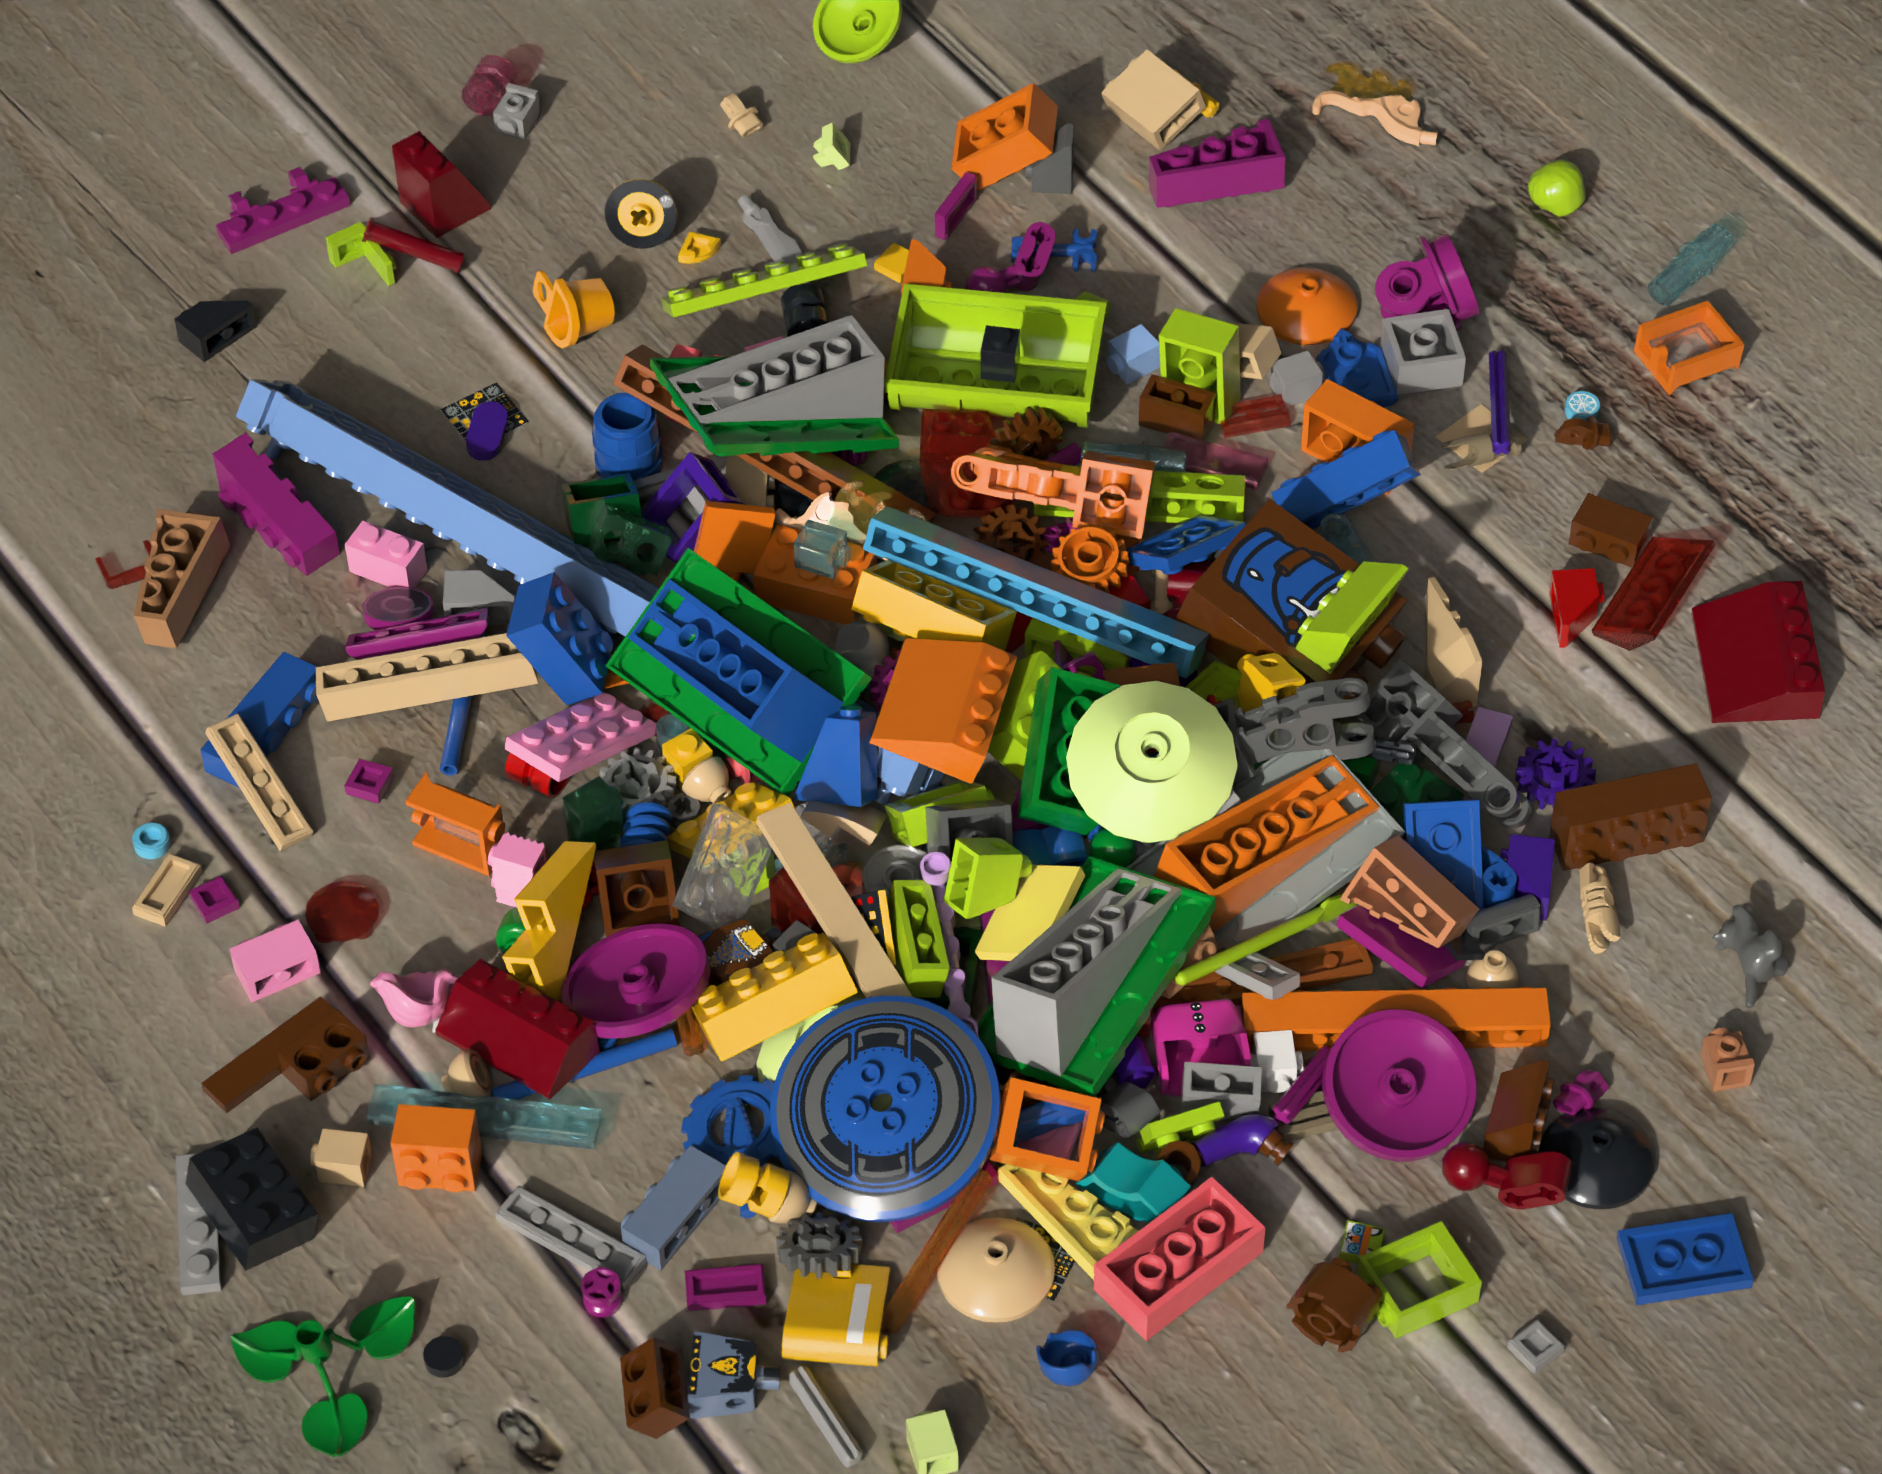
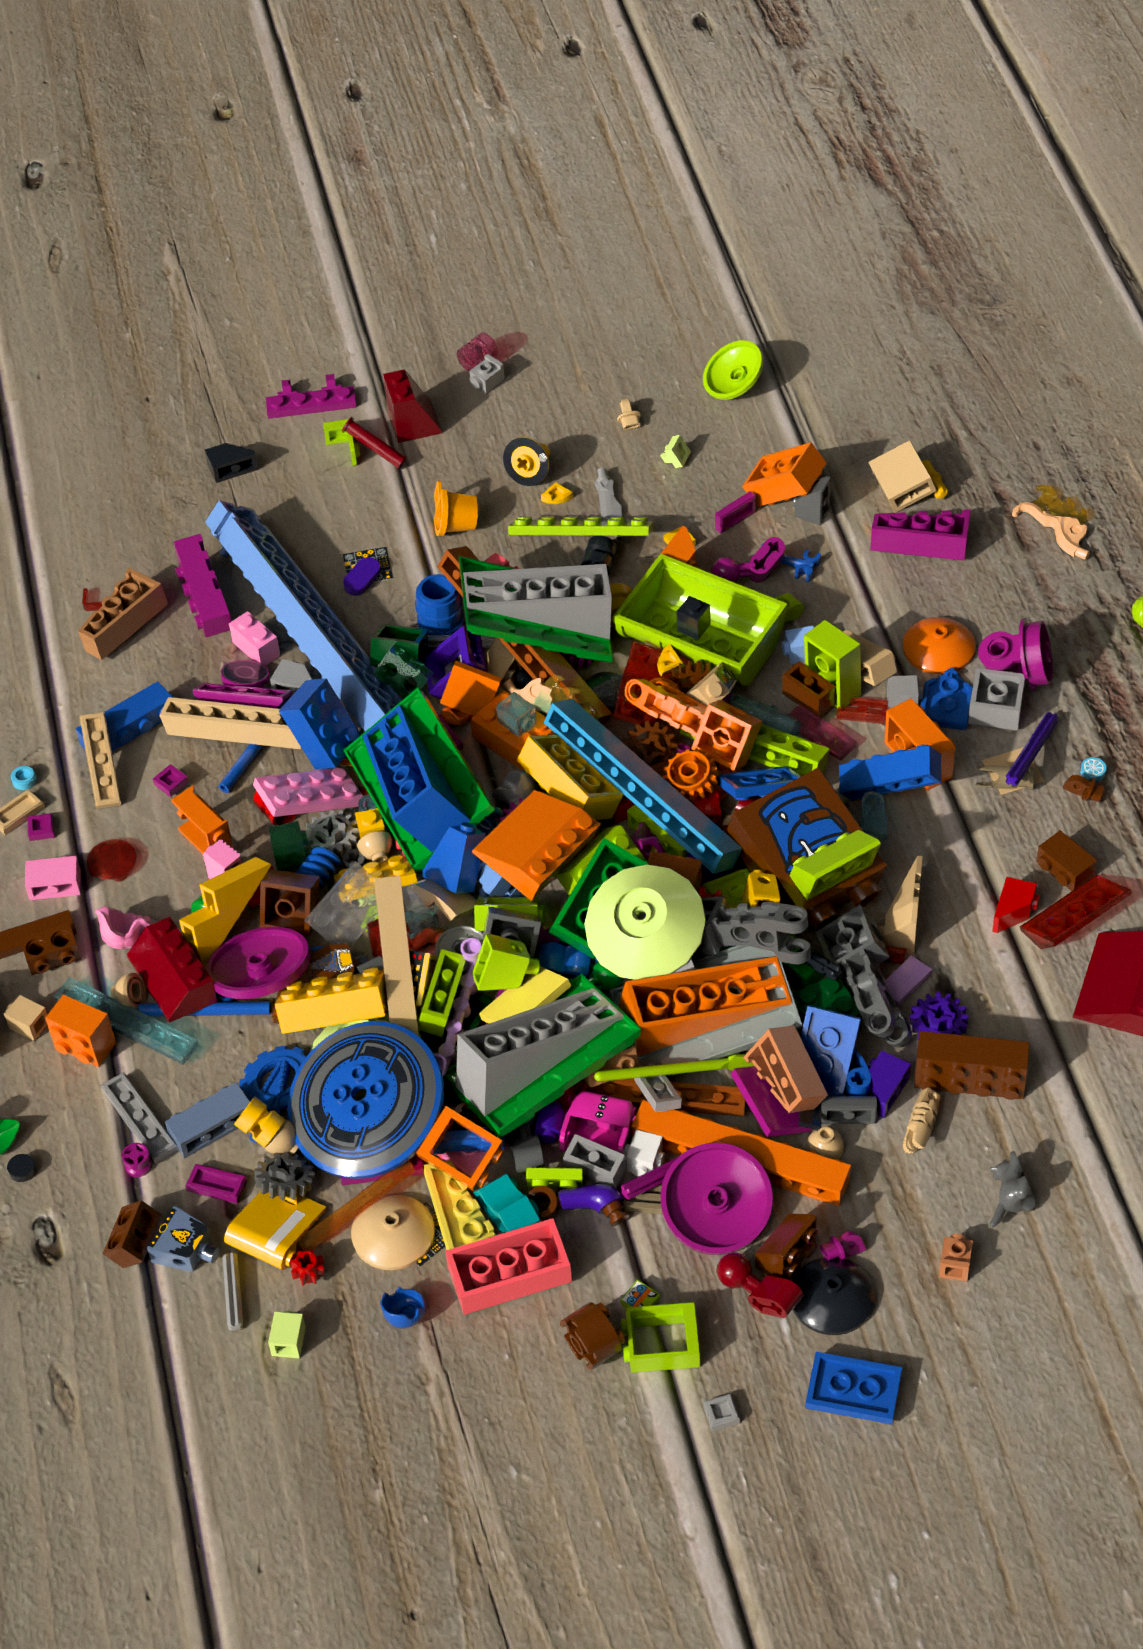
camera: 25 degrees right, 0 degrees up
(912, 1350) = (307, 1267): none -> red gear
(983, 422) = (668, 660): none -> yellow tile
(1063, 438) = (713, 686): none -> tan slope

